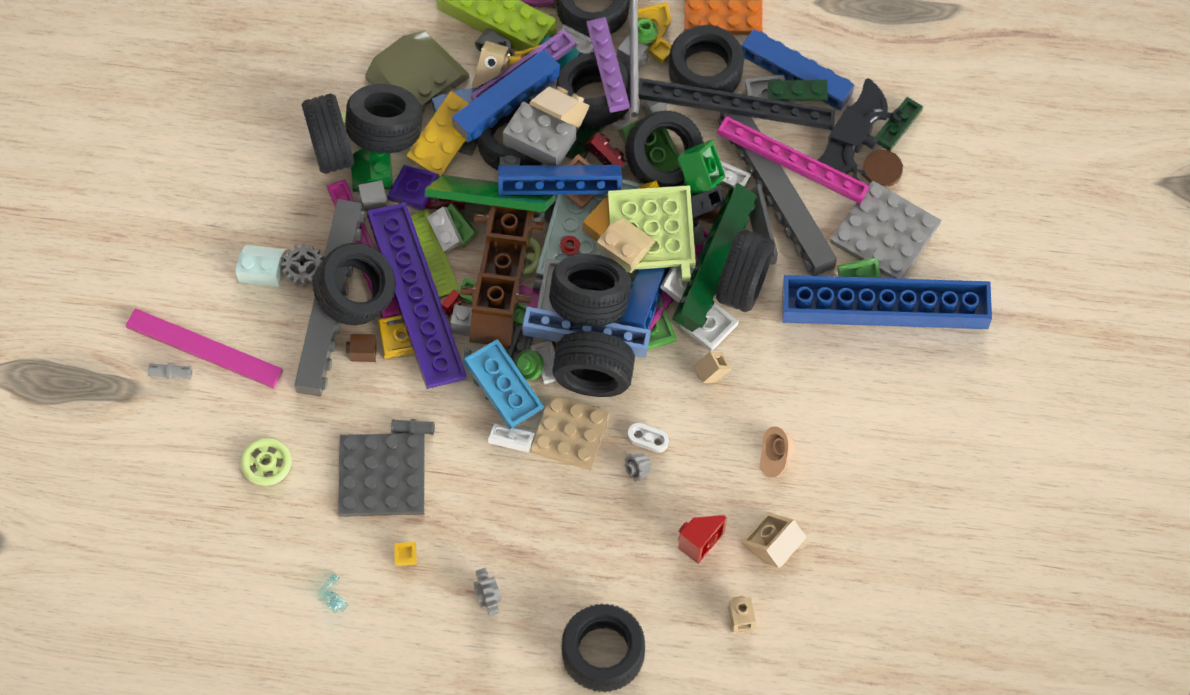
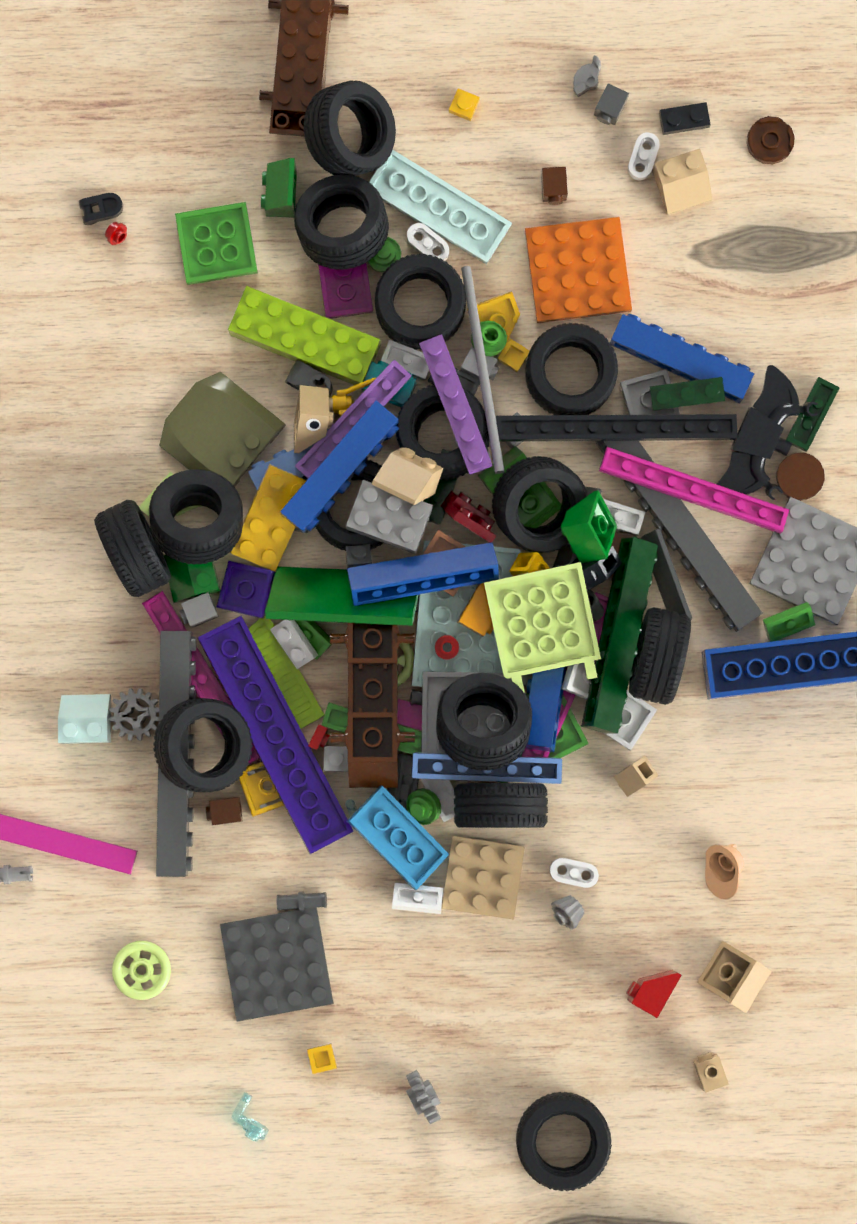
camera: 10 degrees left, 20 degrees up
(625, 244) = (516, 650): tan slope -> none

